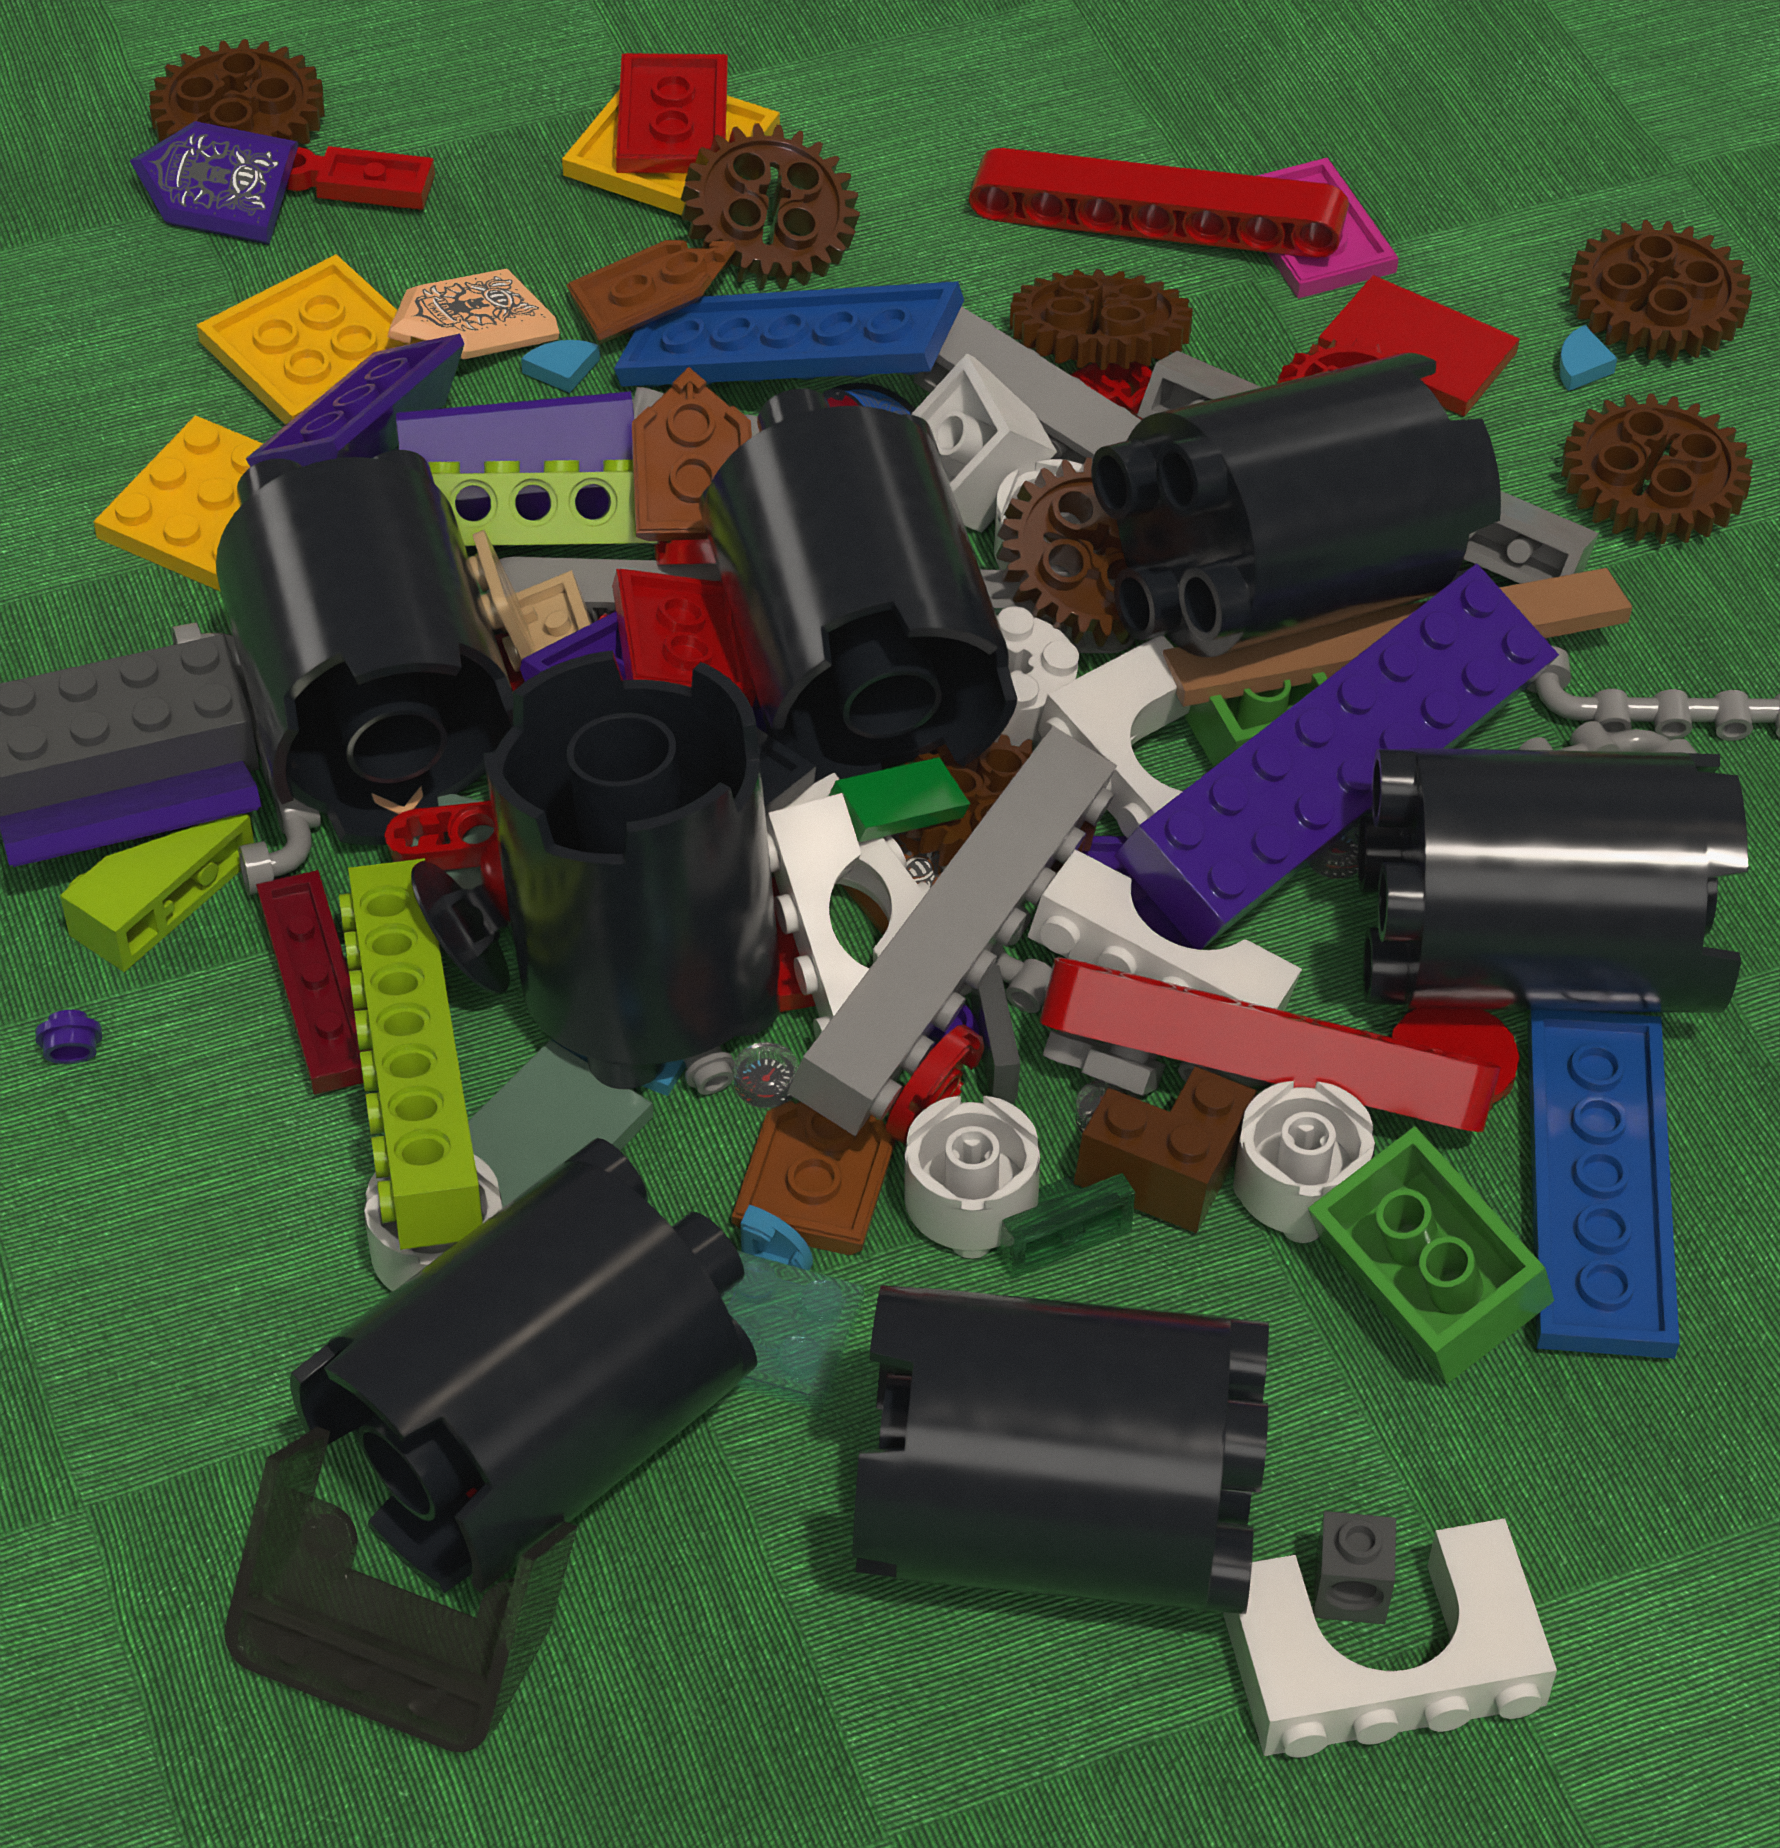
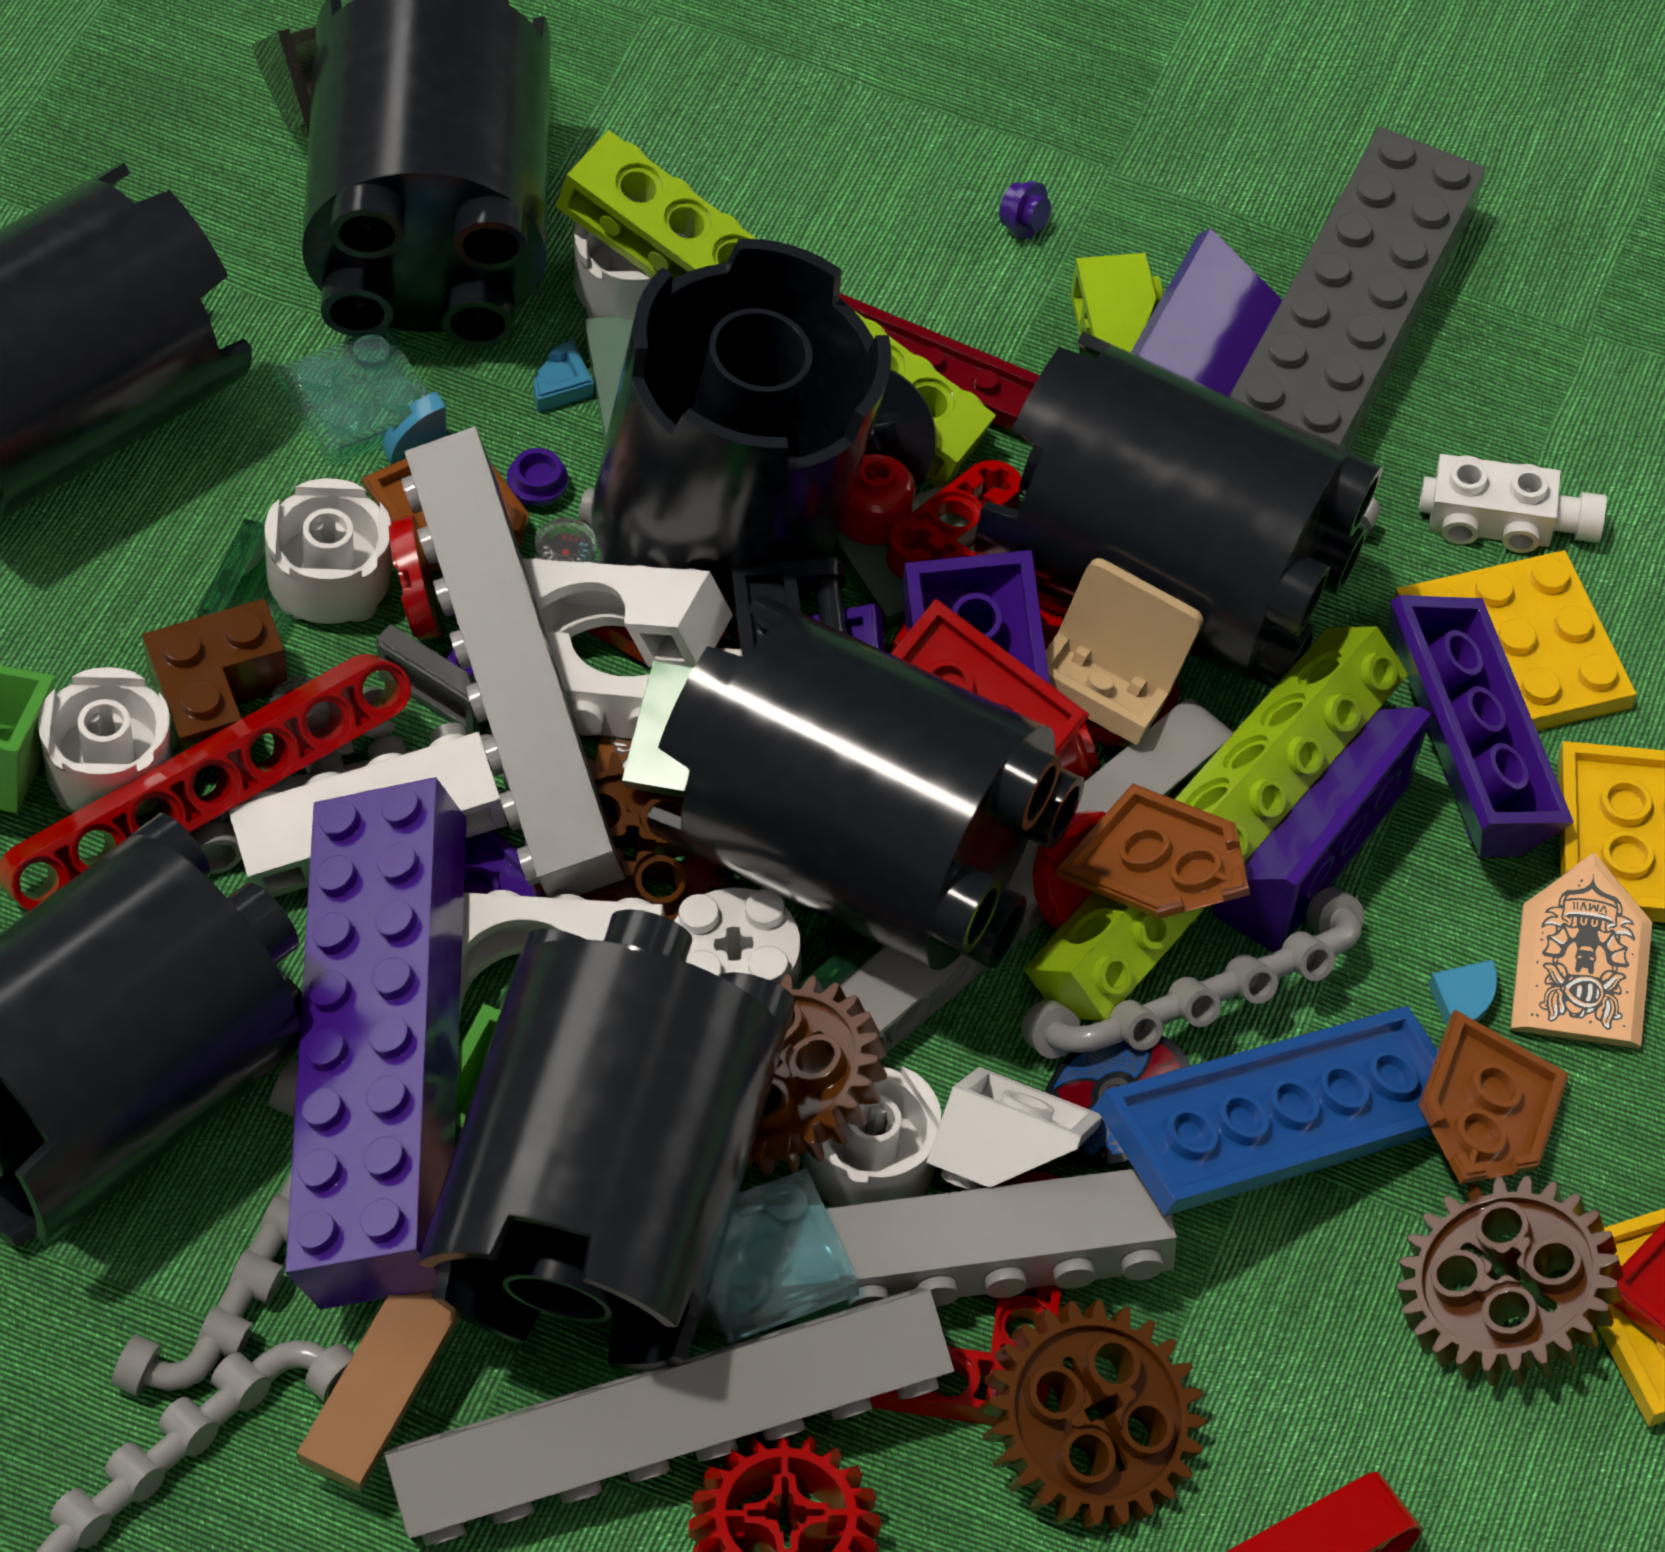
camera: 130 degrees right, 5 degrees up
(70, 566) = (1506, 504): none -> white brick
(723, 1137) = (537, 477): none -> dark purple plate

